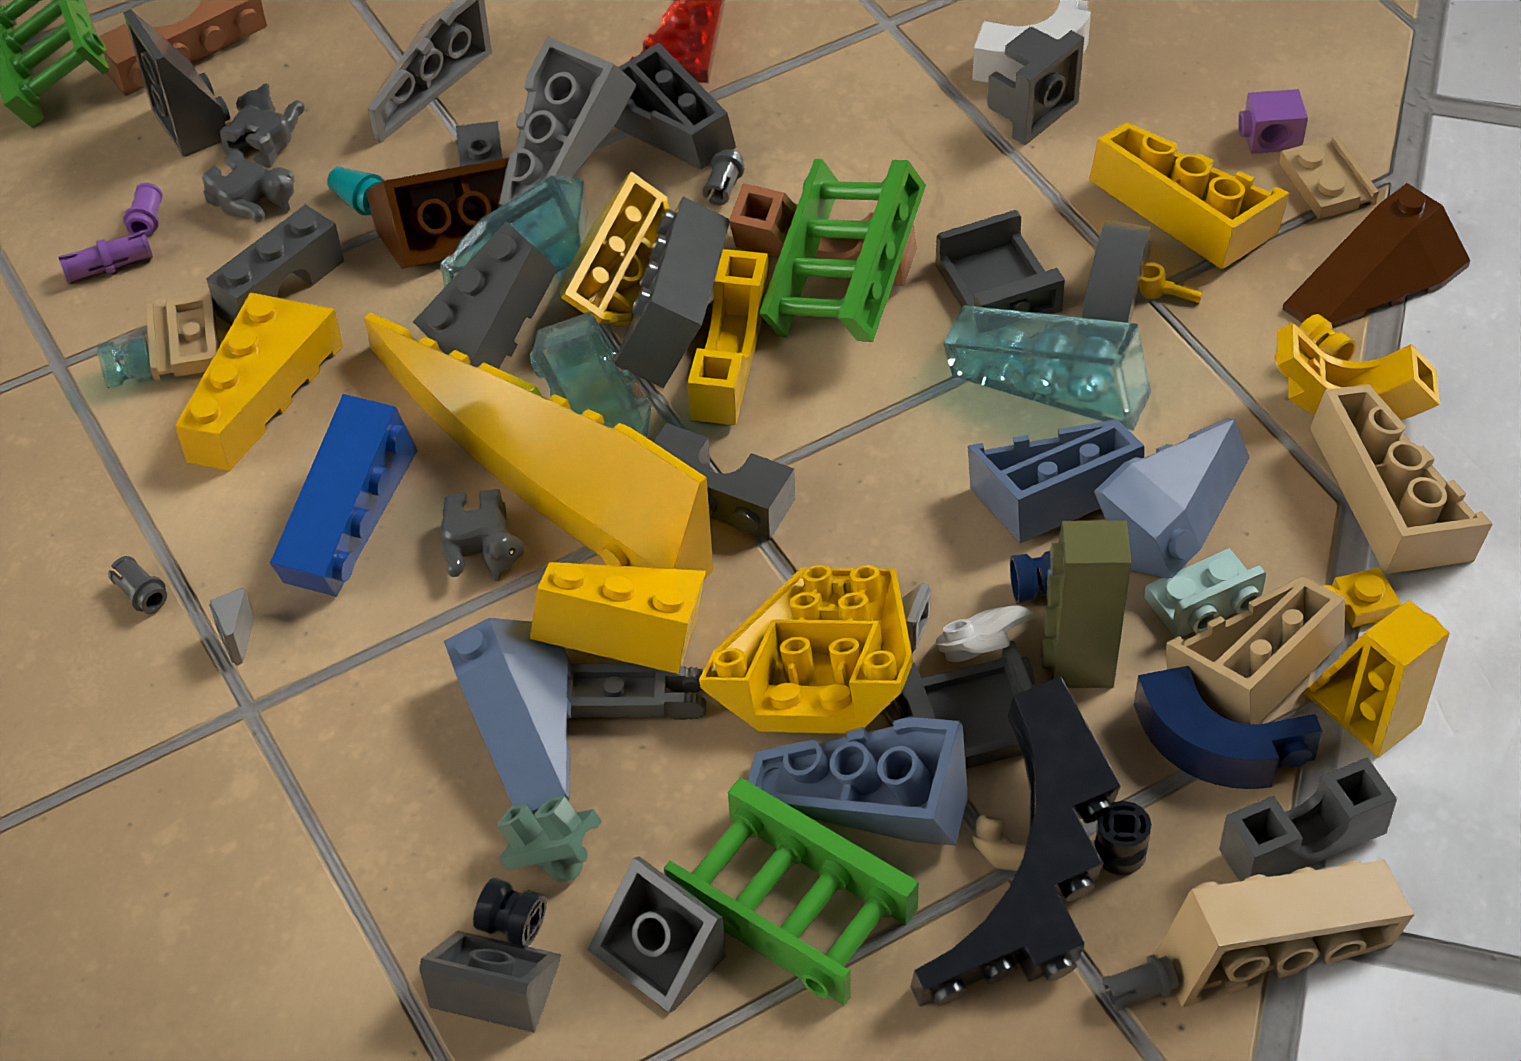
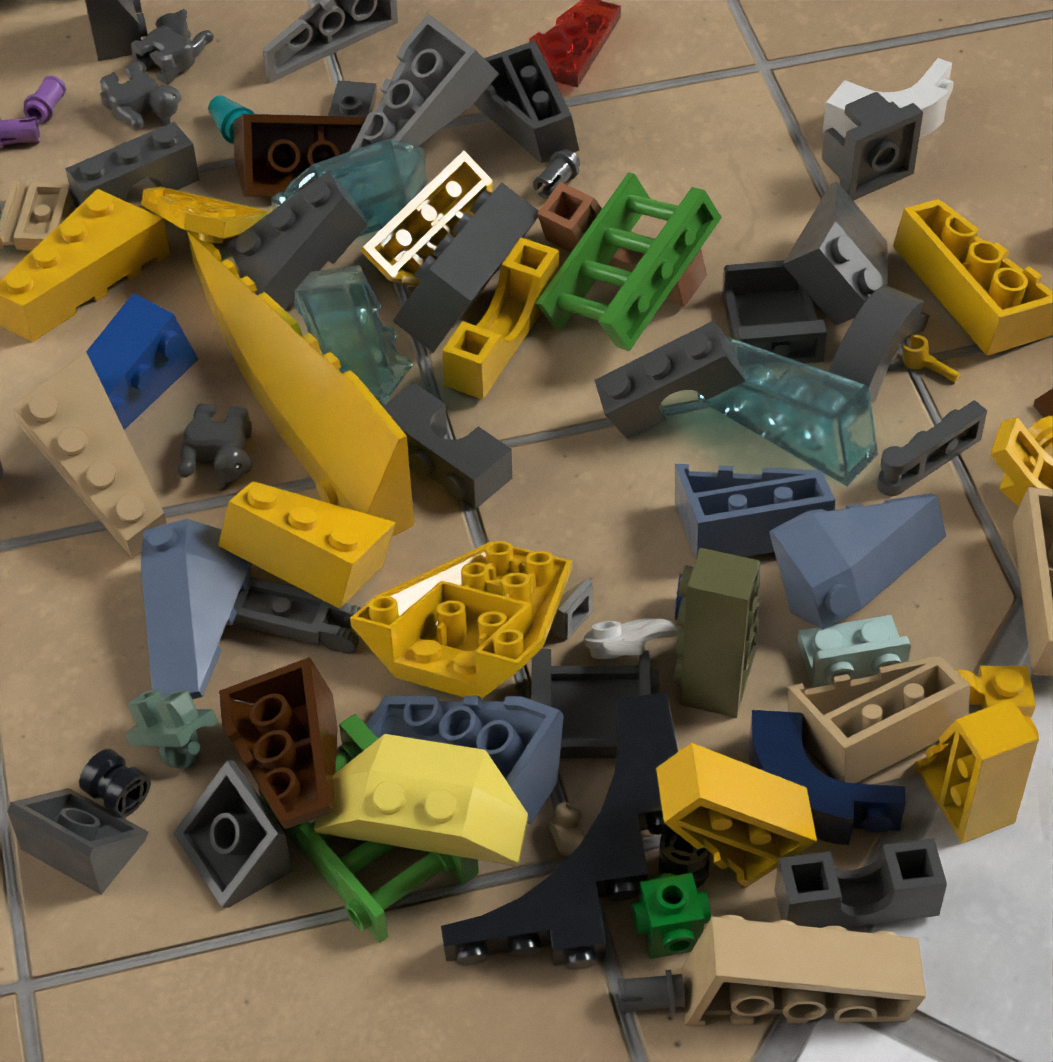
camera: 15 degrees right, 0 degrees up
(360, 572) = (87, 445): none -> tan wedge
(375, 296) = (207, 216): none -> yellow plate
(681, 822) = (286, 738): none -> reddish brown wedge
(853, 847) = (427, 800): none -> light yellow wedge
(950, 339) = (696, 362): none -> dark grey arch
(1048, 204) = (839, 256): none -> dark grey slope
(1133, 899) = (670, 914): none -> green brick
(1173, 778) = (734, 811): none -> yellow wedge
(1205, 375) = (930, 449): none -> dark grey plate

